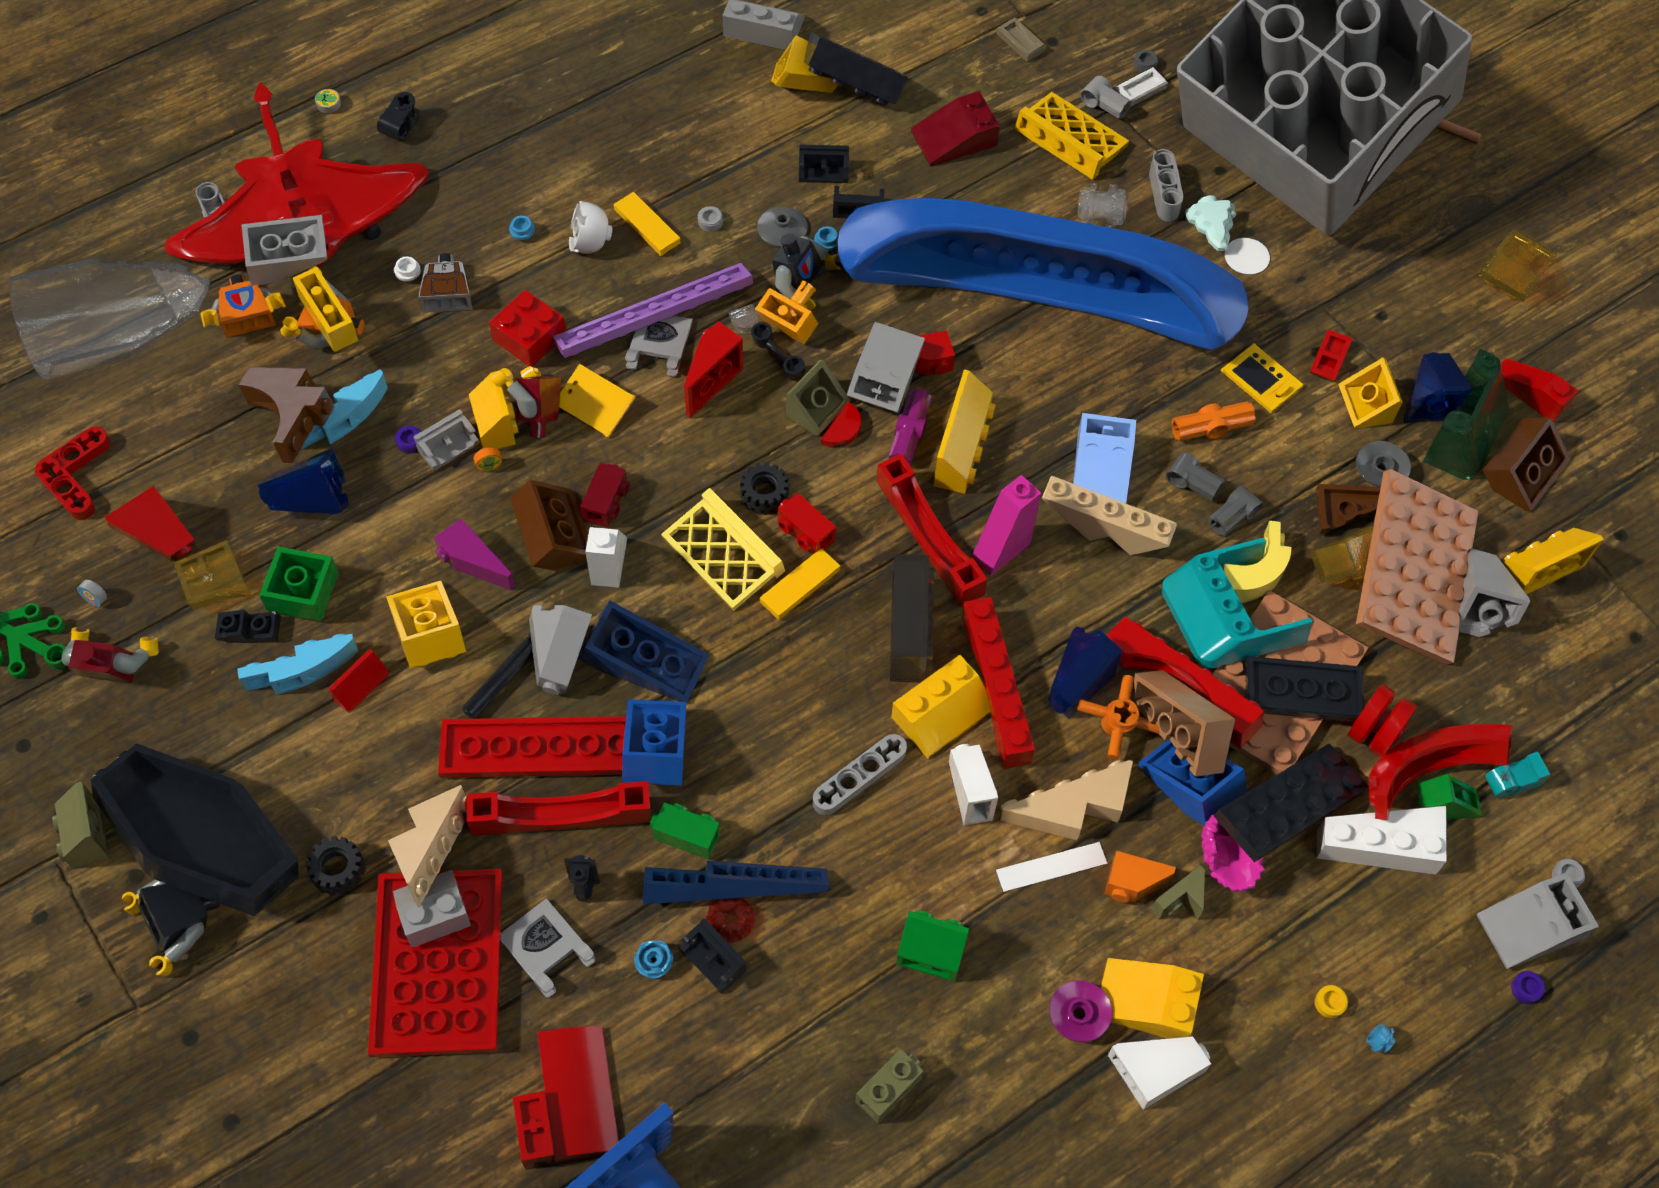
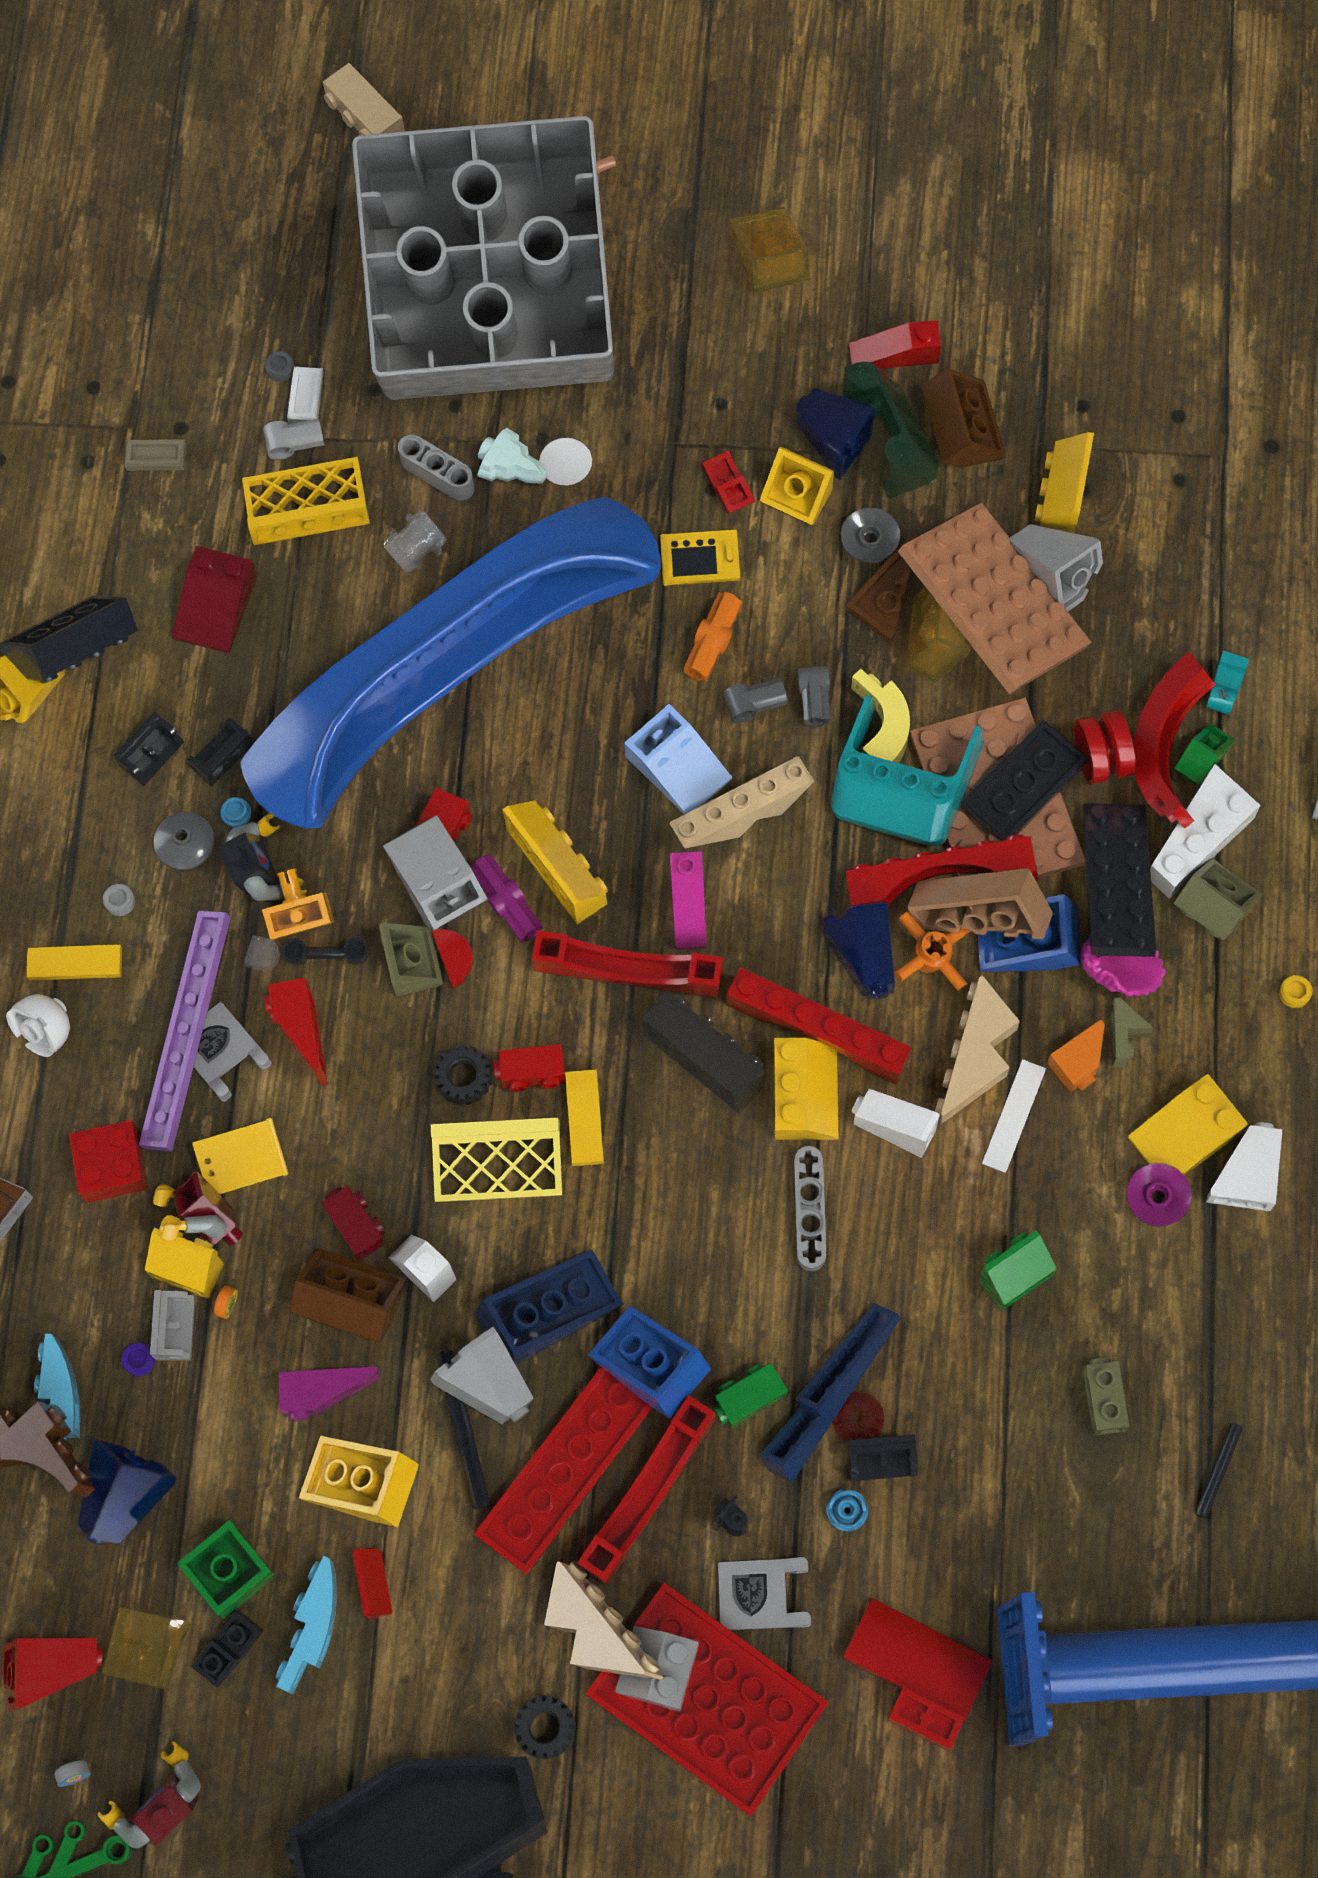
camera: 45 degrees left, 10 degrees up
(1347, 888) = (1217, 899): none -> olive slope

